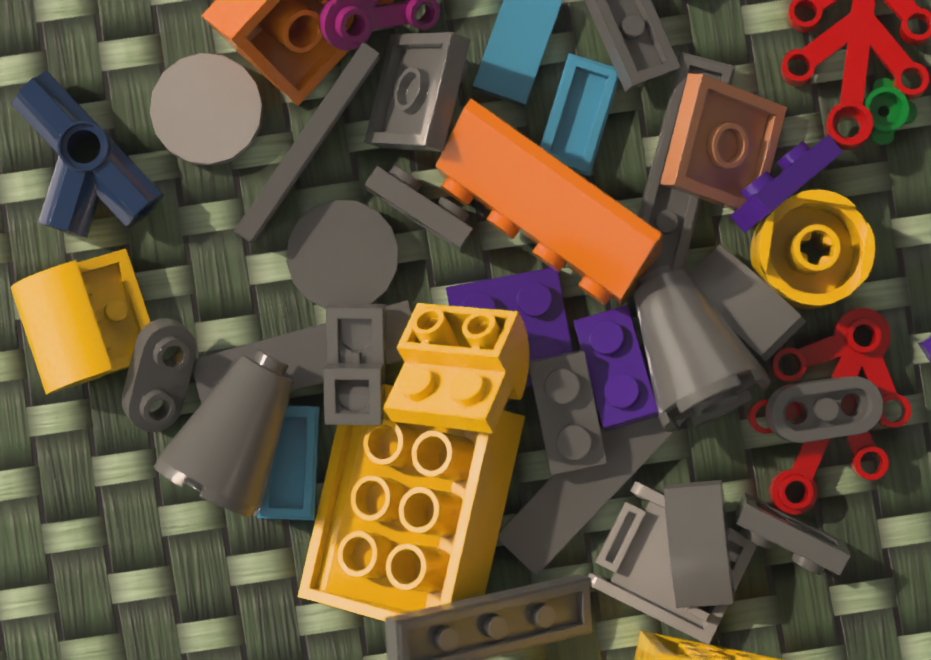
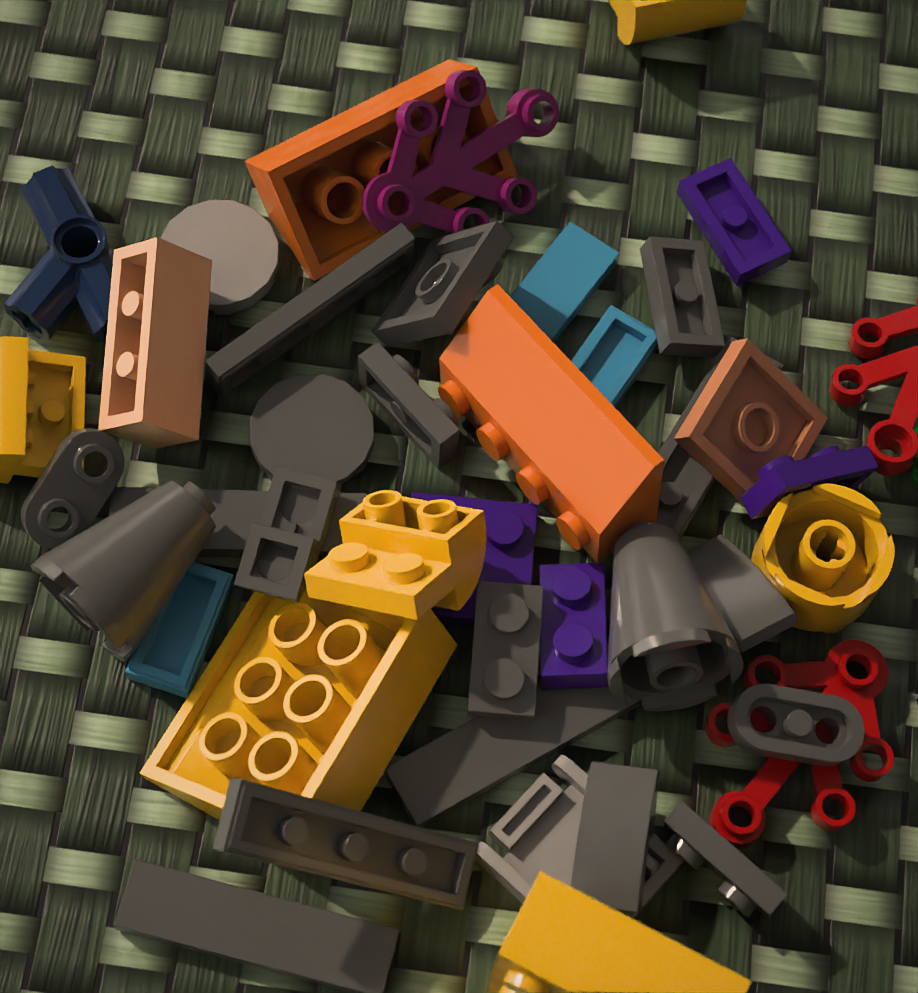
camera: 10 degrees right, 20 degrees down
(185, 227) = (155, 344): none -> light nougat brick

